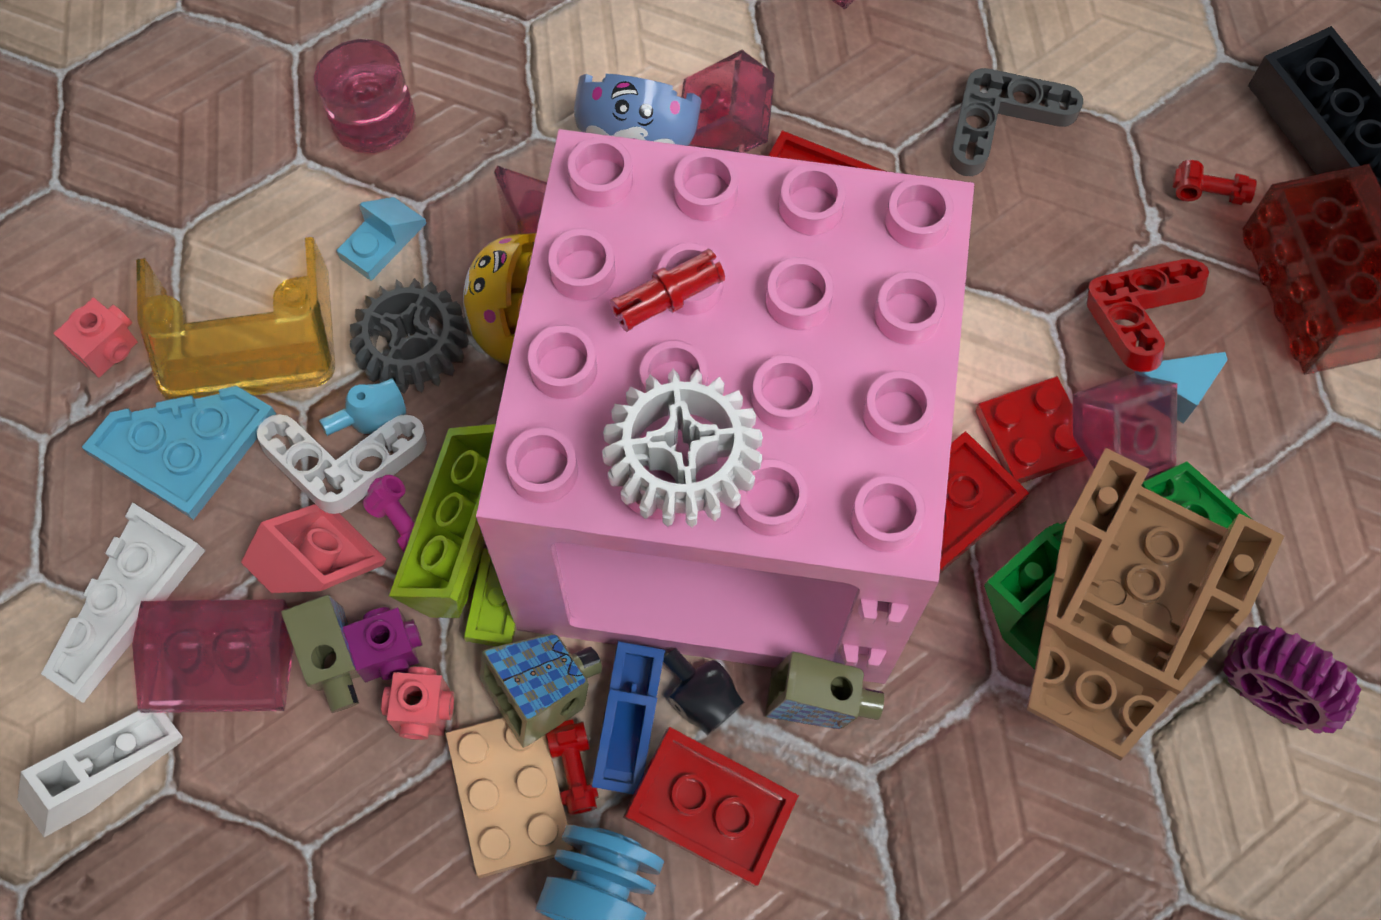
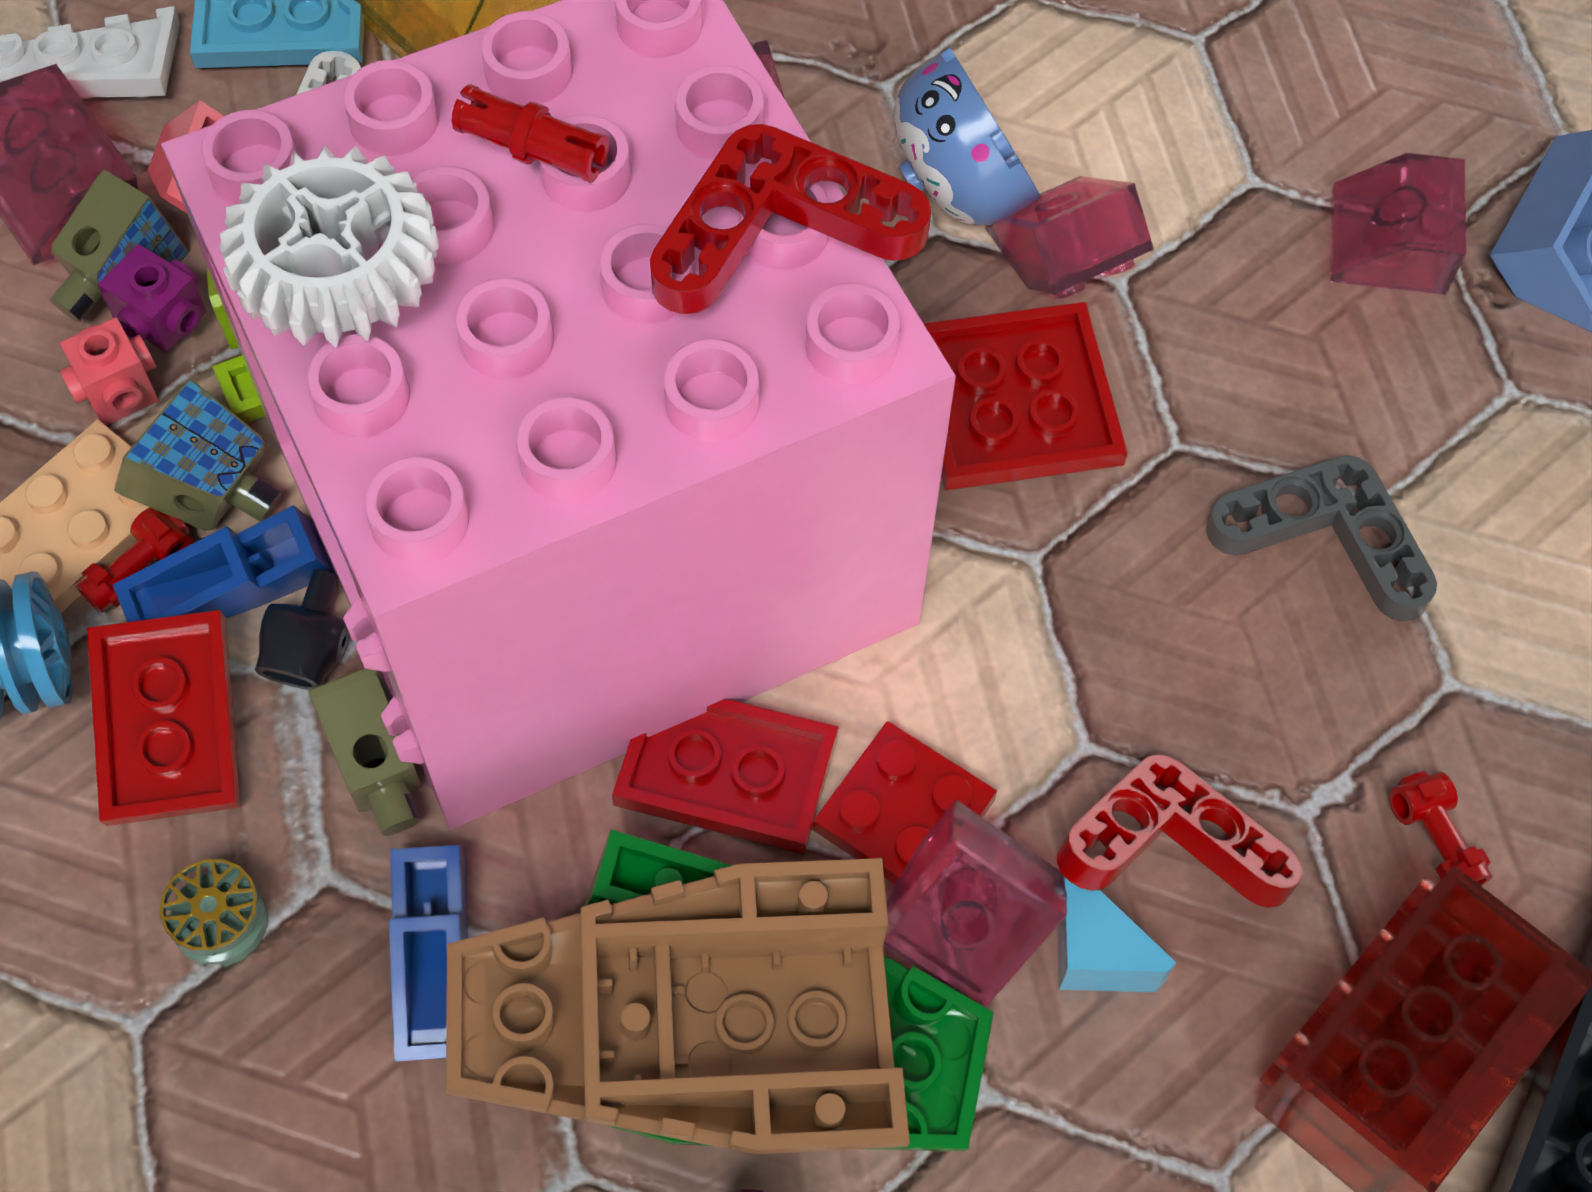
camera: 55 degrees right, 5 degrees down
(809, 185) = (781, 190): none -> red beam
(863, 849) = (216, 914): none -> sand green wheel
(966, 735) = (427, 916): none -> blue slope

